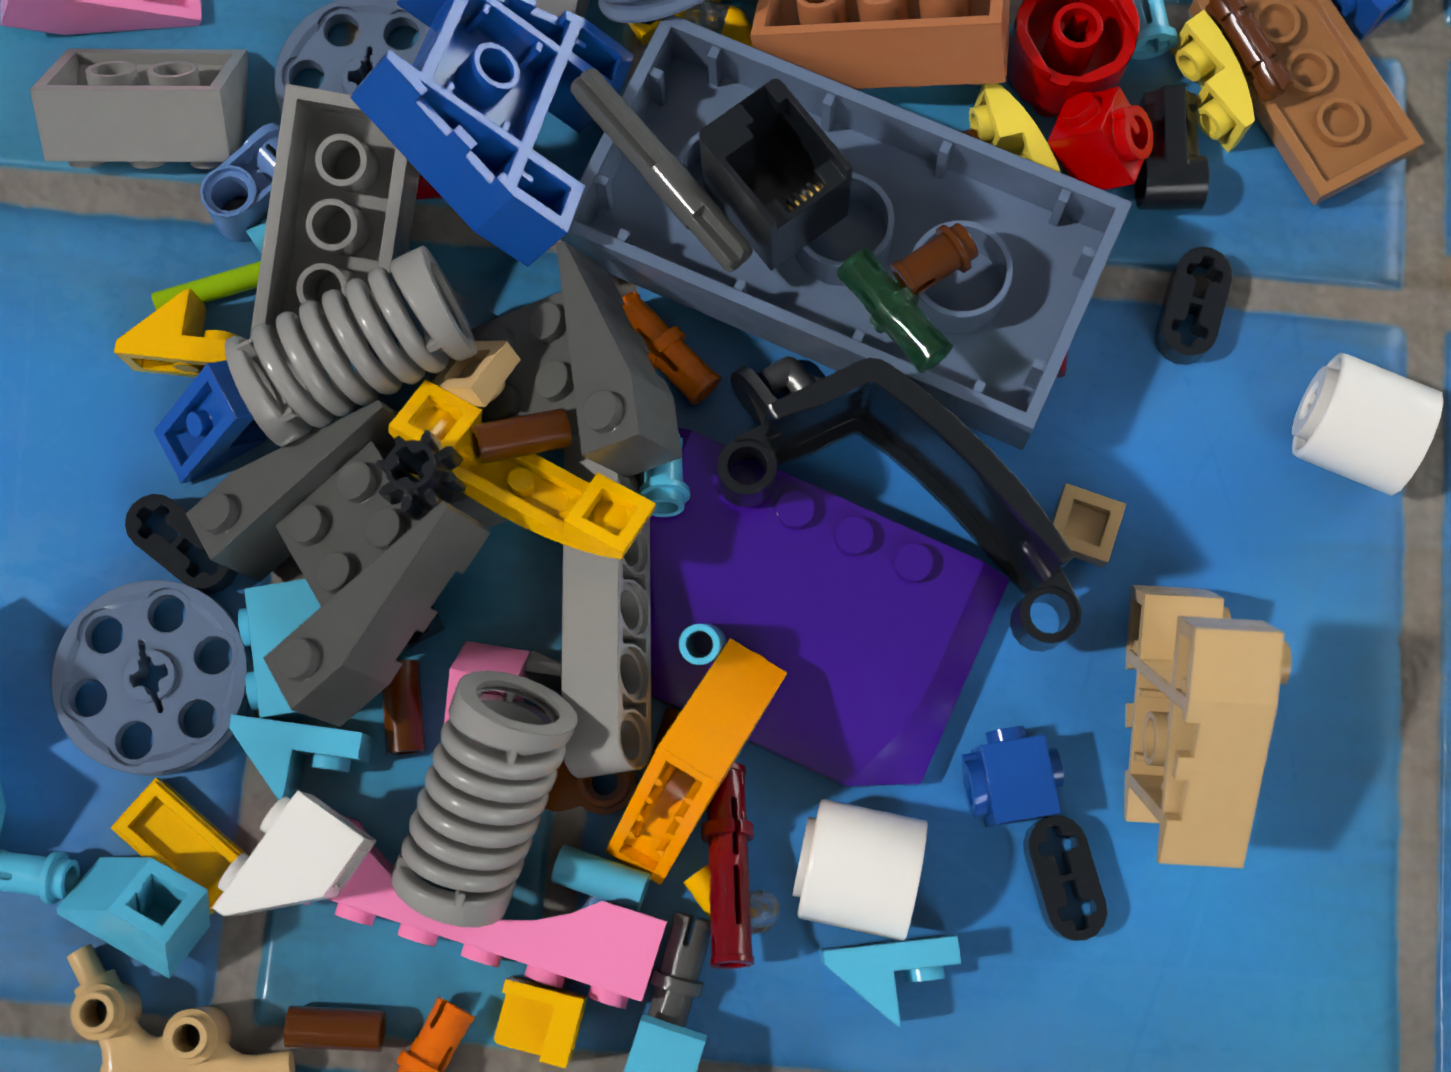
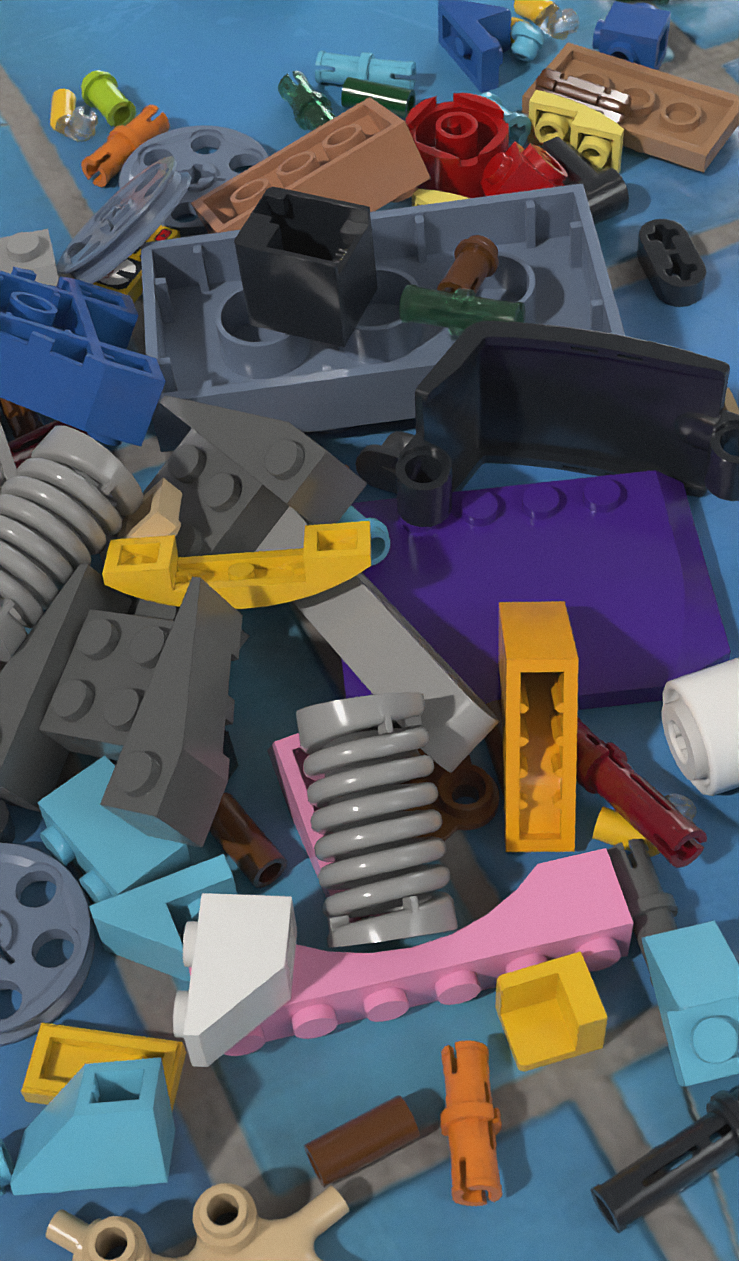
camera: 25 degrees left, 25 degrees down
(403, 470) = (156, 579): black gear -> none
(520, 436) = (219, 538): reddish brown axle -> none
(601, 878) = (505, 872): medium azure axle -> none
(662, 170) = (211, 322): dark grey axle -> none
(687, 648) = (478, 617): medium azure axle -> none

